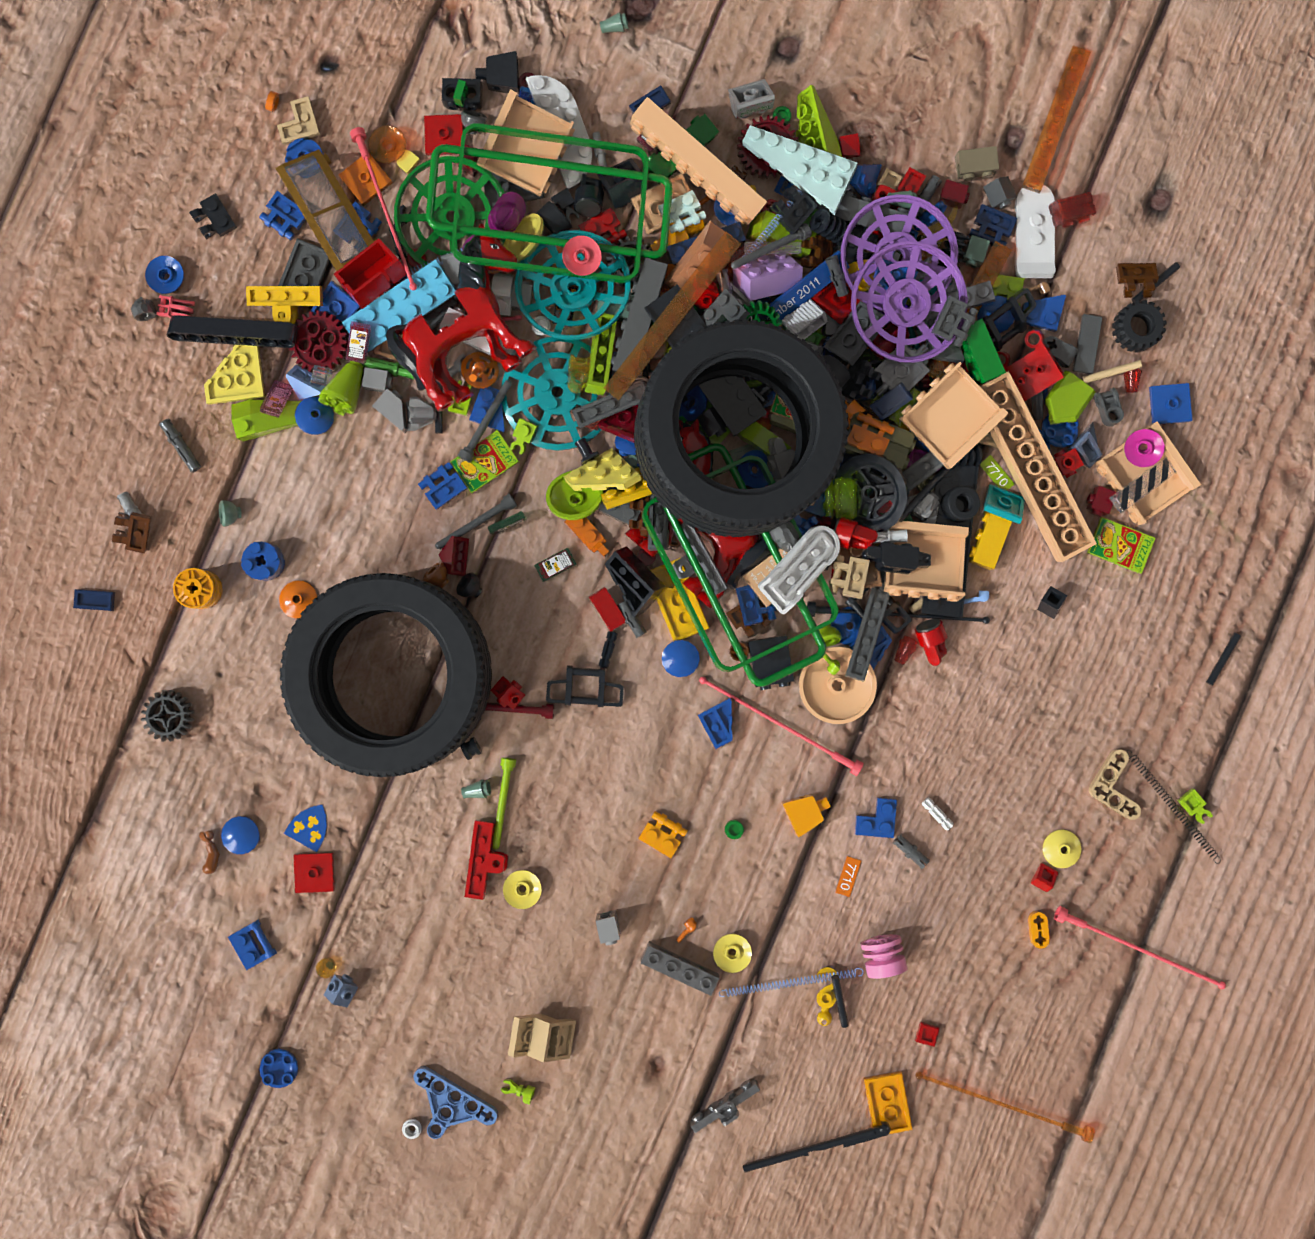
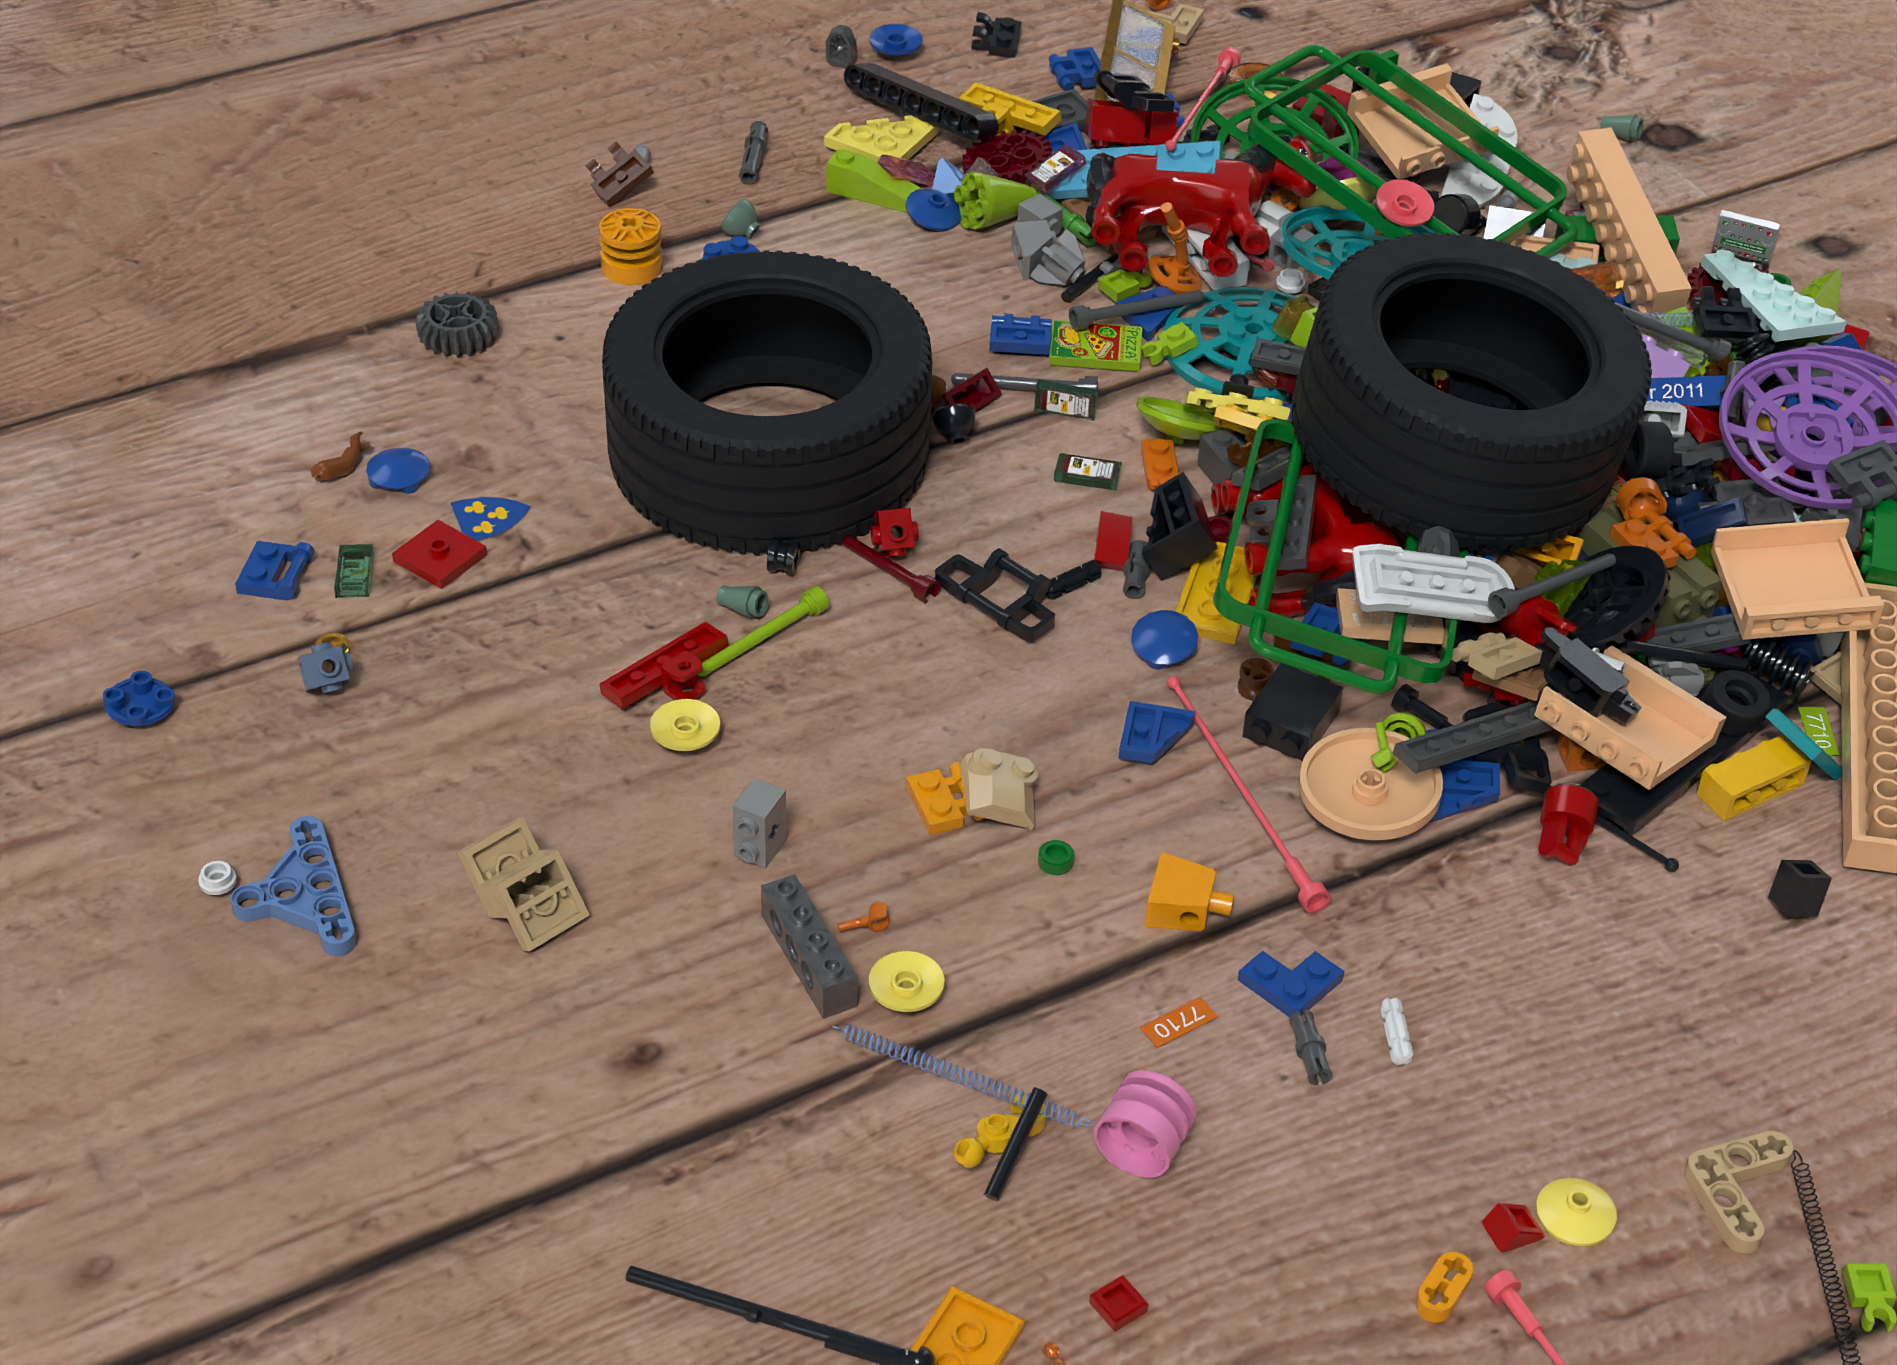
camera: 35 degrees right, 45 degrees down
(94, 600) = (502, 206): dark blue tile -> none
(173, 307) = (879, 57): coral arm -> none
(286, 914) = (354, 570): none -> clear green tile
(345, 263) = (1132, 92): none -> black bar
(360, 181) = (1190, 87): orange plate -> none
(527, 1092) = (422, 945): lime piece -> none
(685, 818) = (999, 787): none -> tan slope
(725, 1108) = (693, 1152): flat silver plate -> none
(839, 549) = (1506, 600): none -> dark grey piece
(905, 649) = (1514, 816): clear red cone -> none
(983, 596) = (1686, 836): light blue hand -> none

